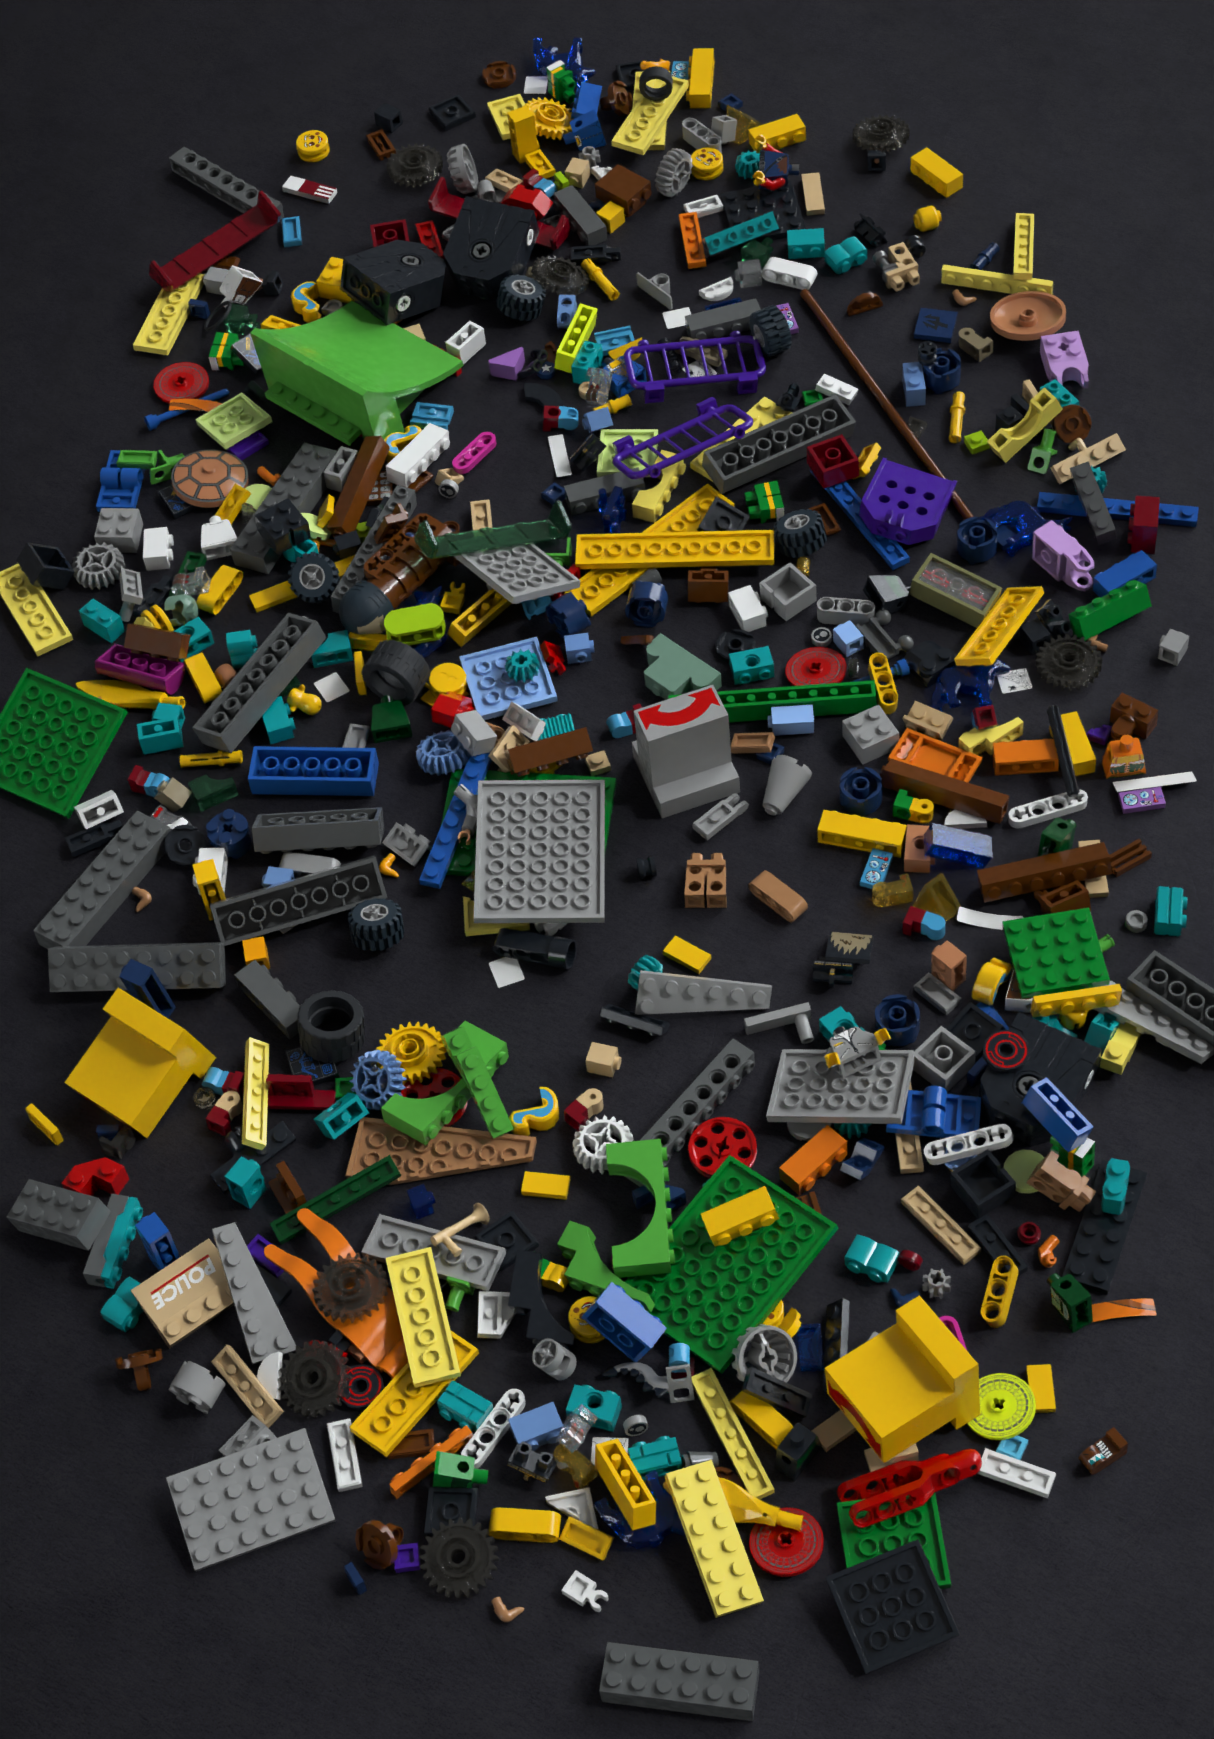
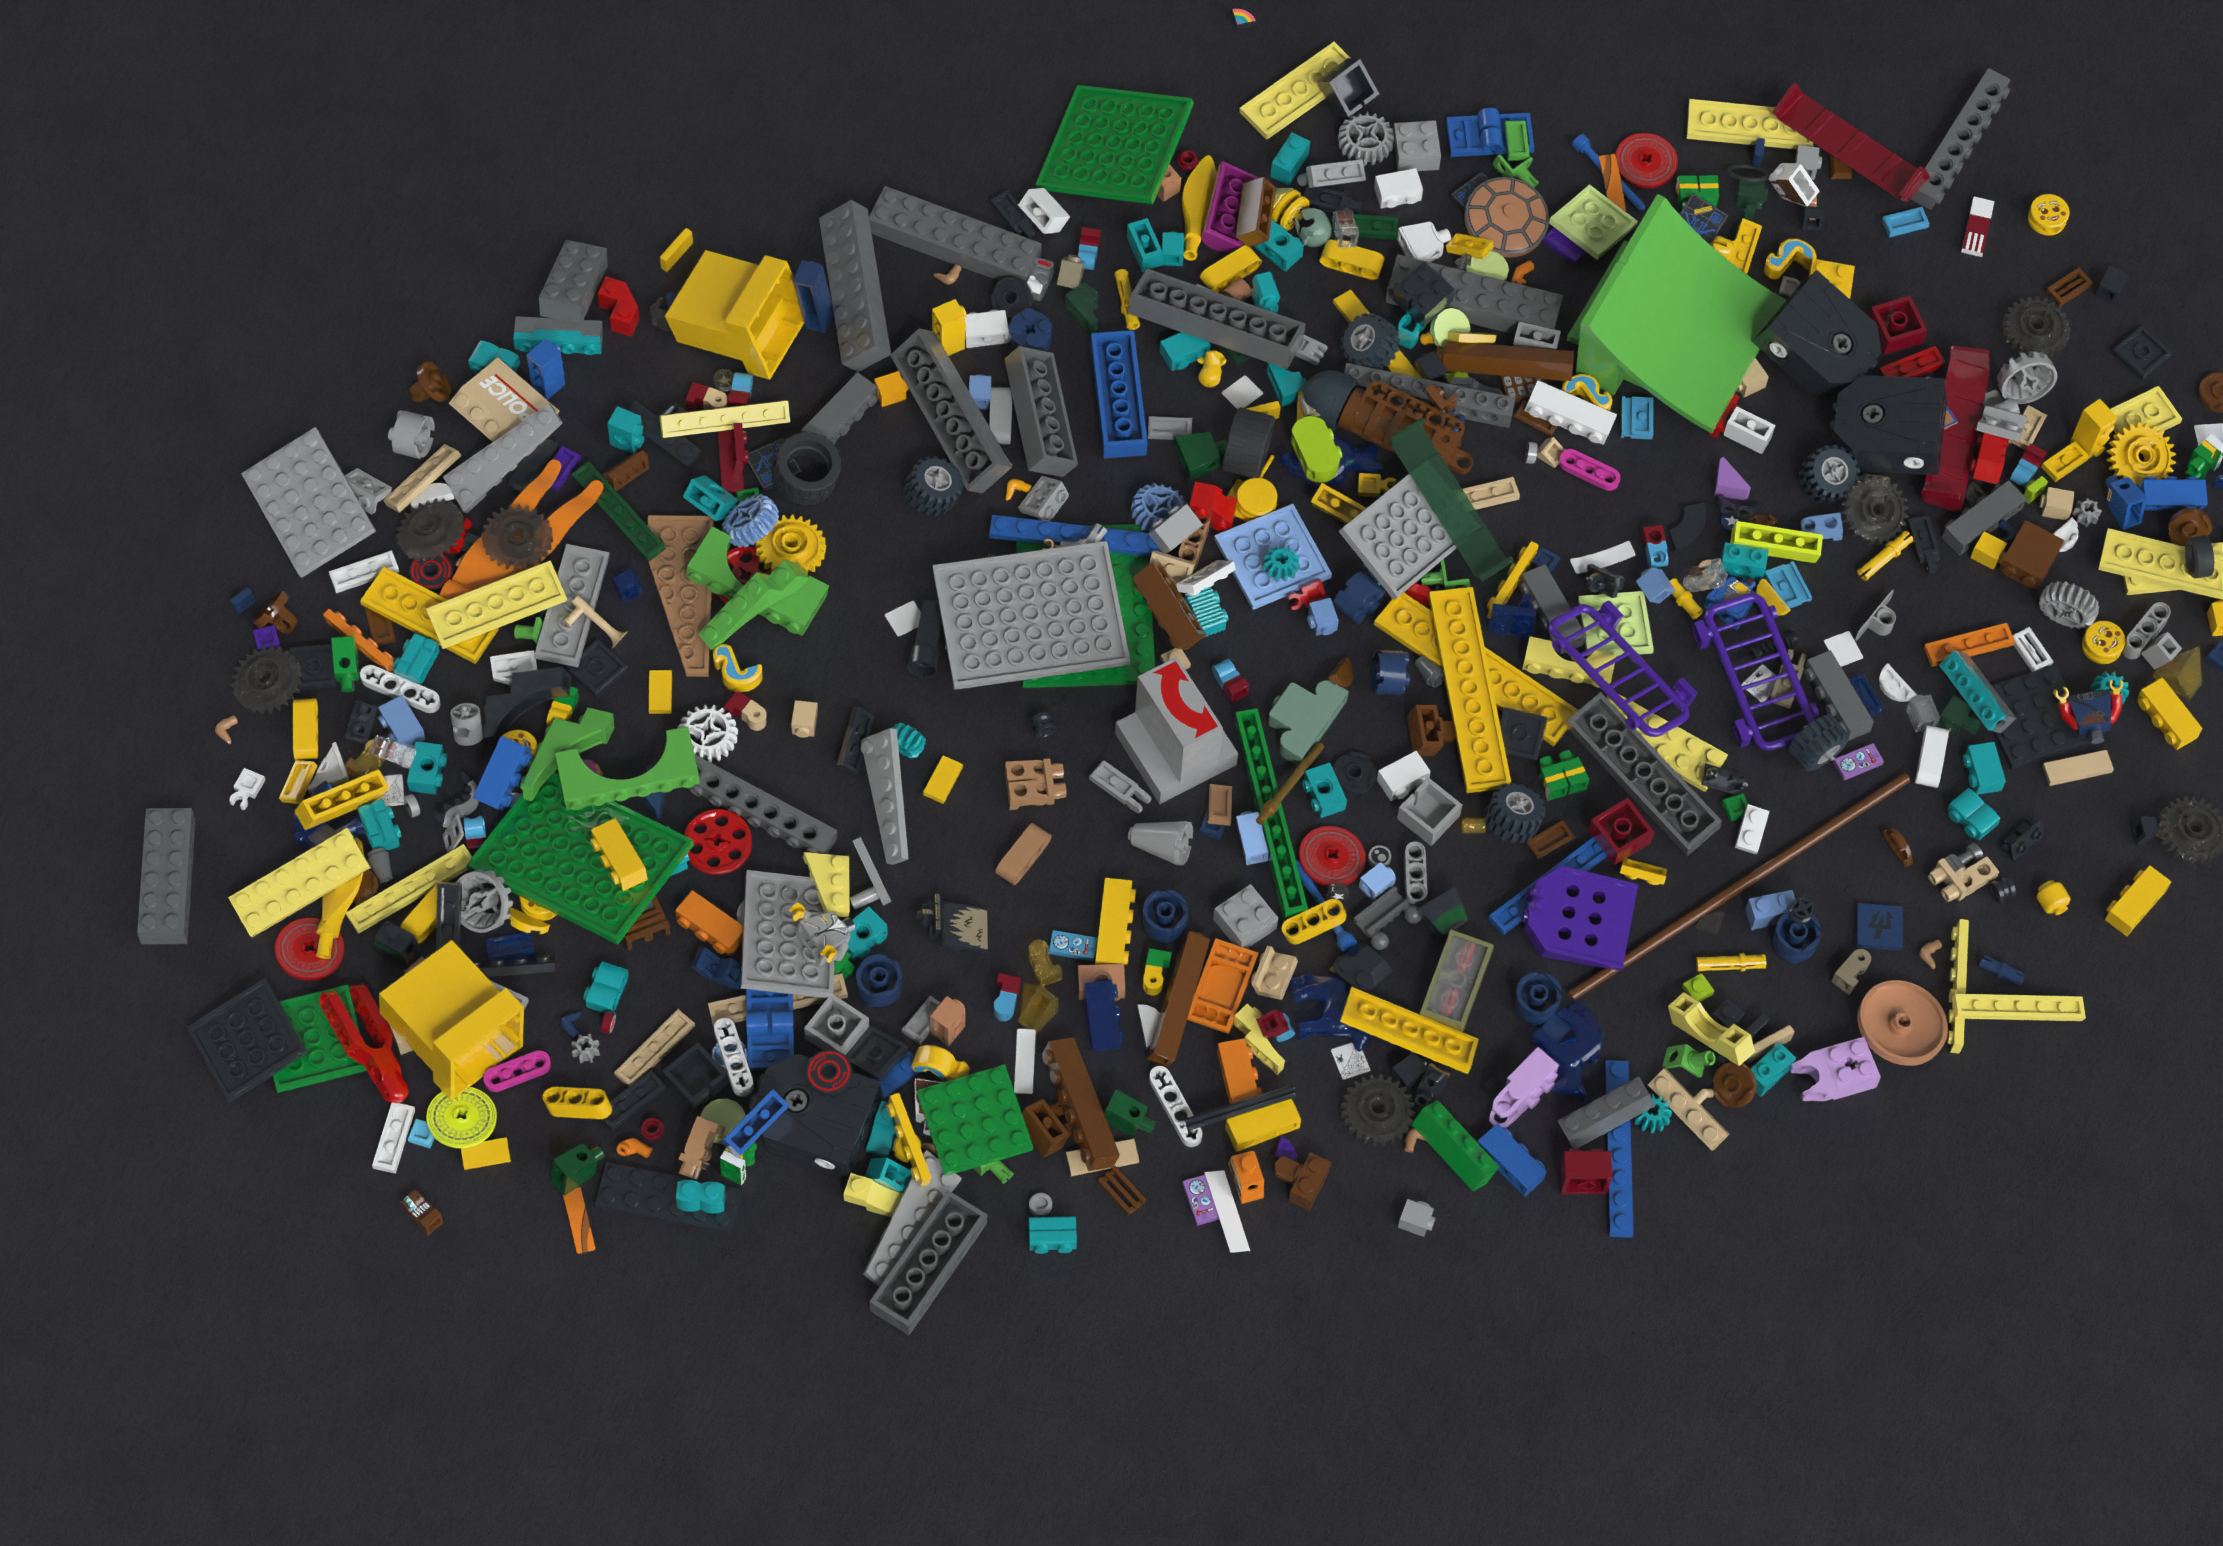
camera: 70 degrees right, 10 degrees up
(502, 187) = (2002, 423): none -> light grey bracket
(577, 517) = (1515, 572): none -> yellow plate
(773, 689) = (1271, 806): none -> pearl gold bar
(780, 1049) = (831, 880): none -> light yellow wing

